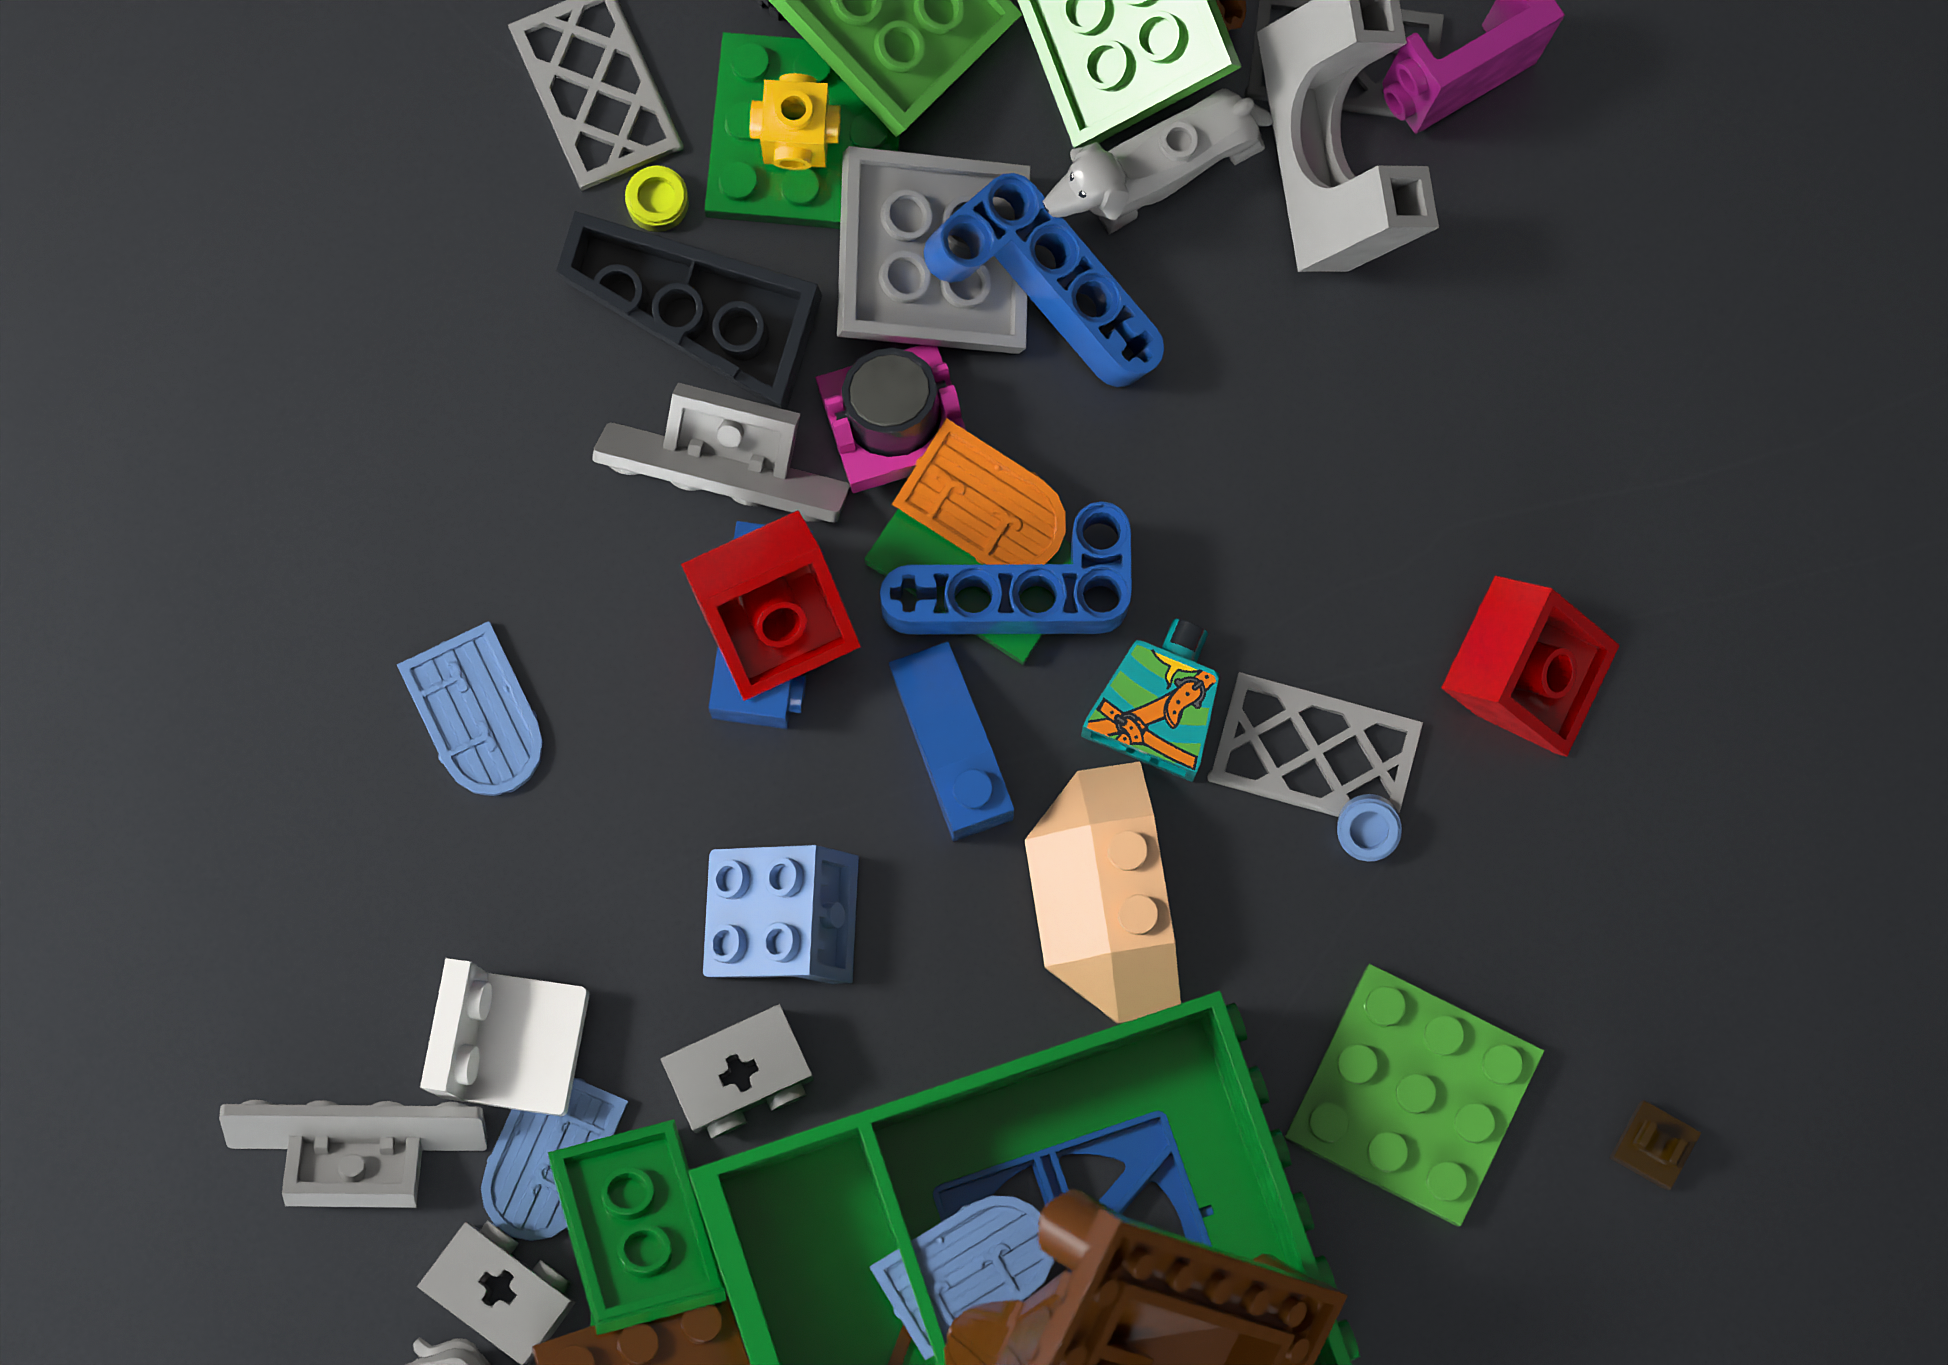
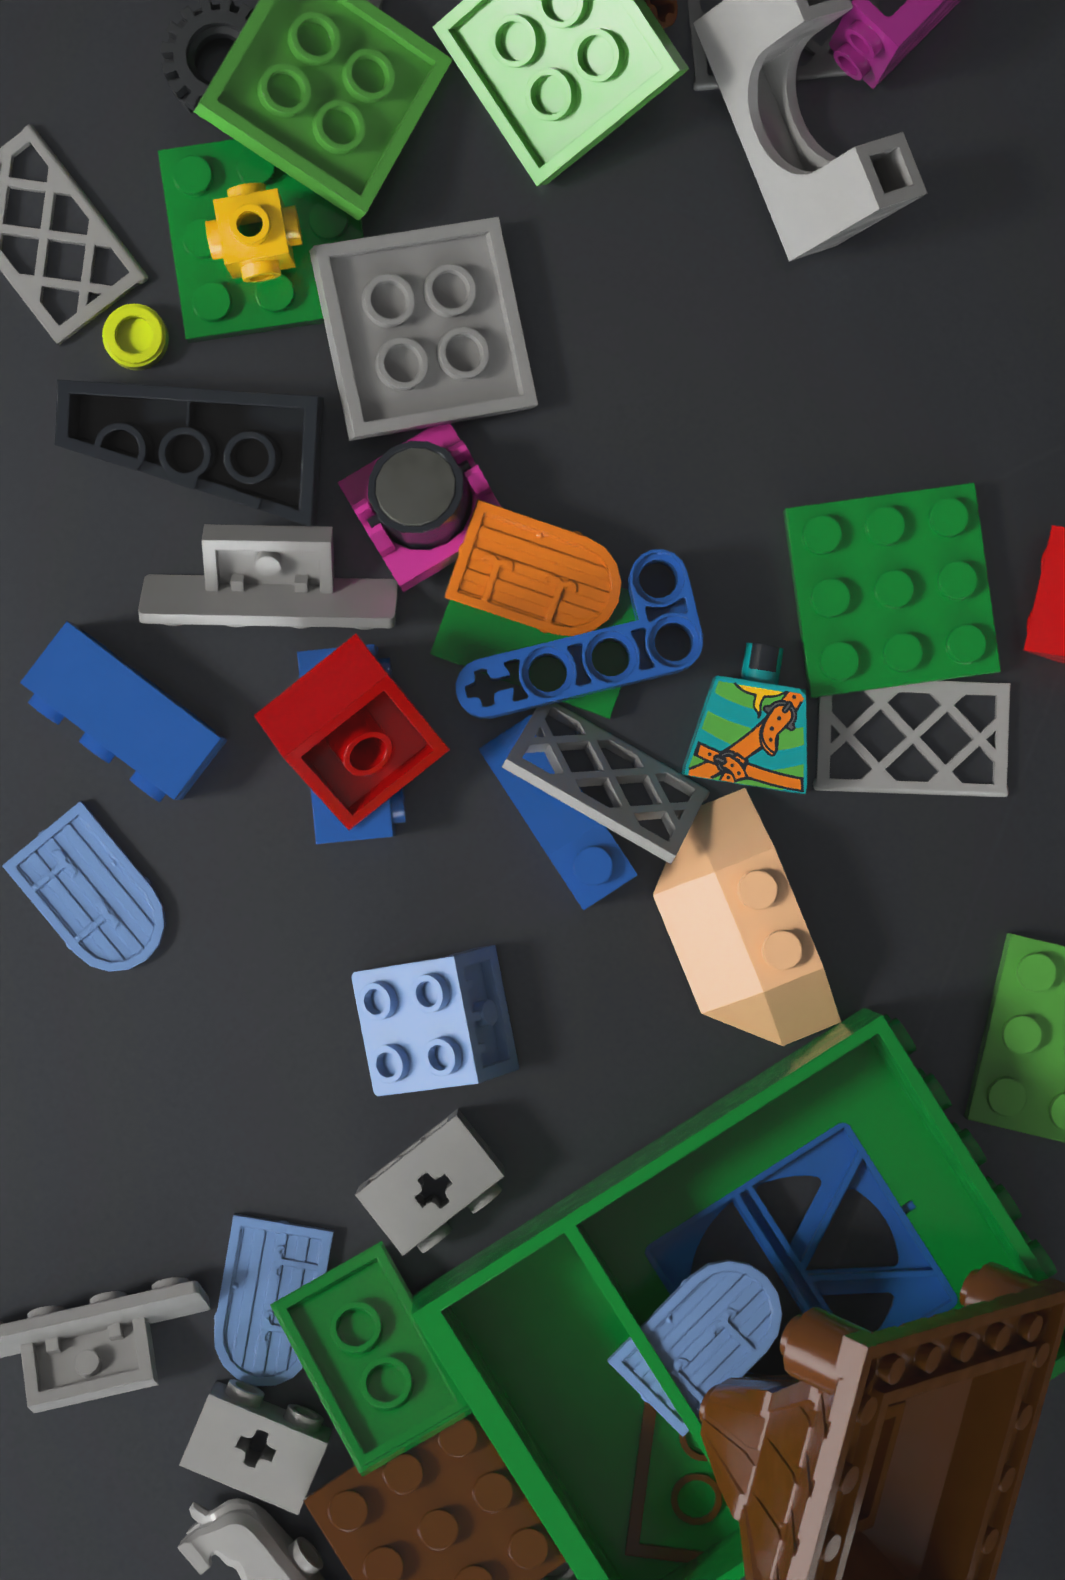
camera: 10 degrees left, 10 degrees up
(504, 1040) = (201, 1208): white bracket -> none
(552, 544) = (121, 713): none -> blue brick
(1012, 750) = (622, 818): none -> light grey window
(1050, 289) = (551, 342): blue beam -> none
(1158, 160) = (625, 181): light grey animal -> none
(1327, 606) = (891, 590): none -> green plate
(1369, 827) = (981, 801): medium blue tile -> none

